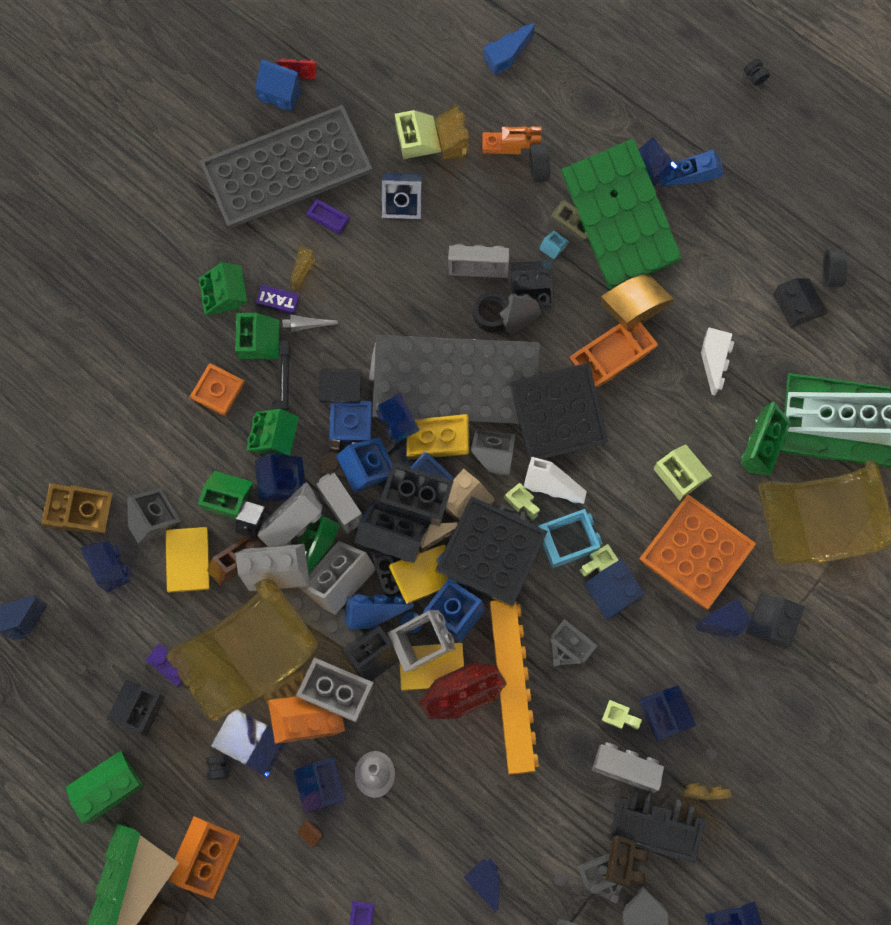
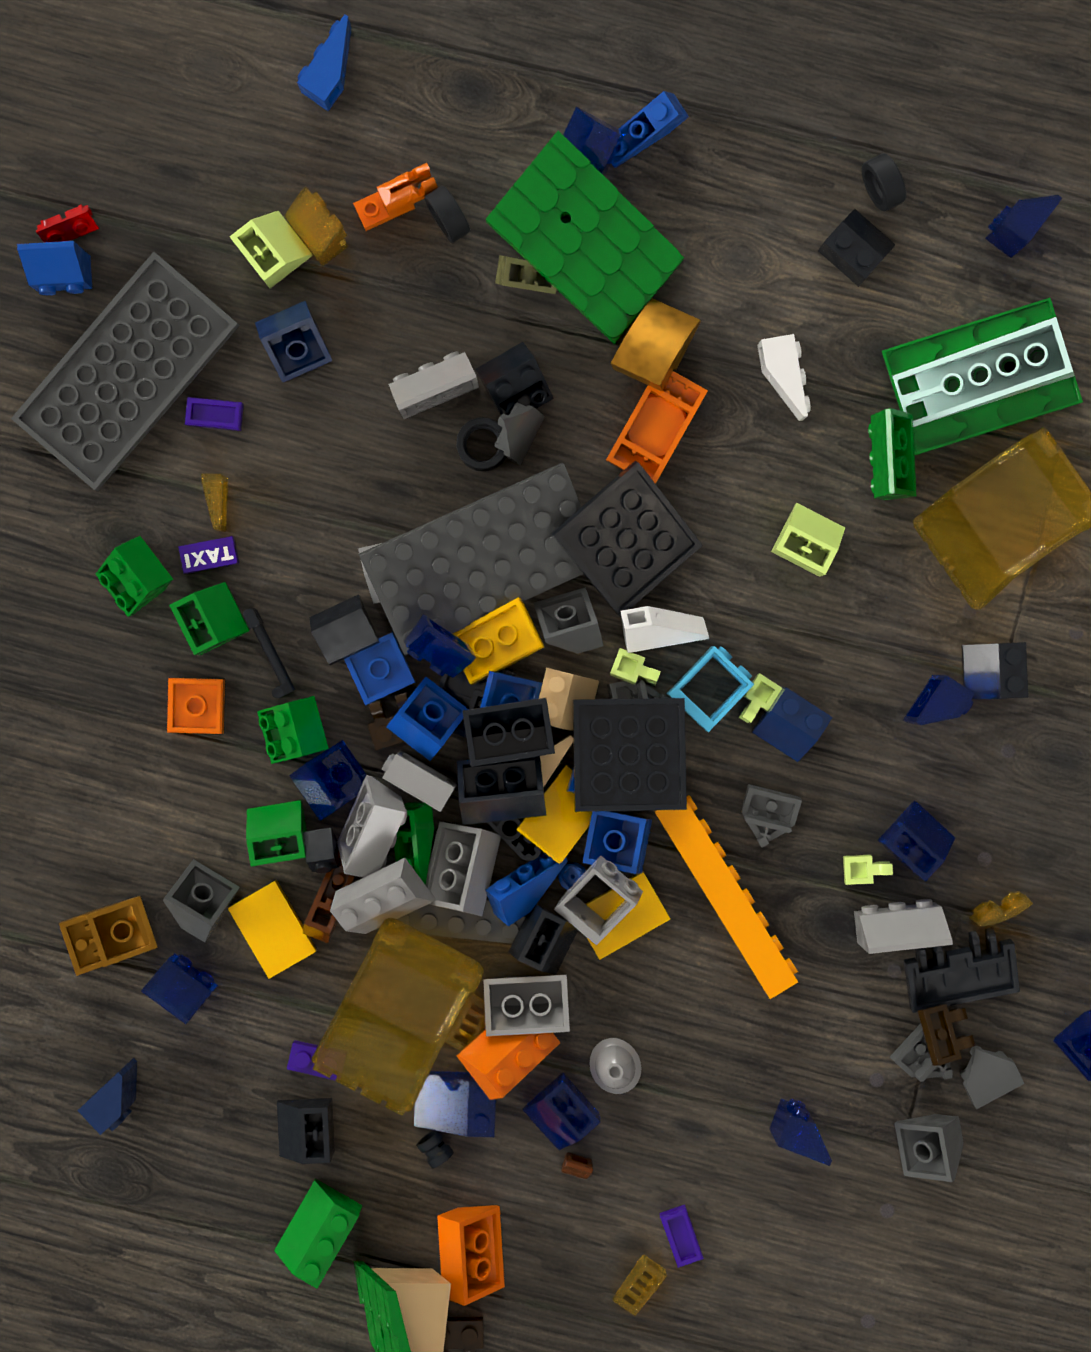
camera: 30 degrees left, 15 degrees up
(299, 323) = (251, 573): light grey piece -> none
(462, 691) = (671, 933): clear red wedge -> none
(553, 244) = (516, 315): medium azure slope -> none
(697, 552) = (868, 630): orange plate -> none

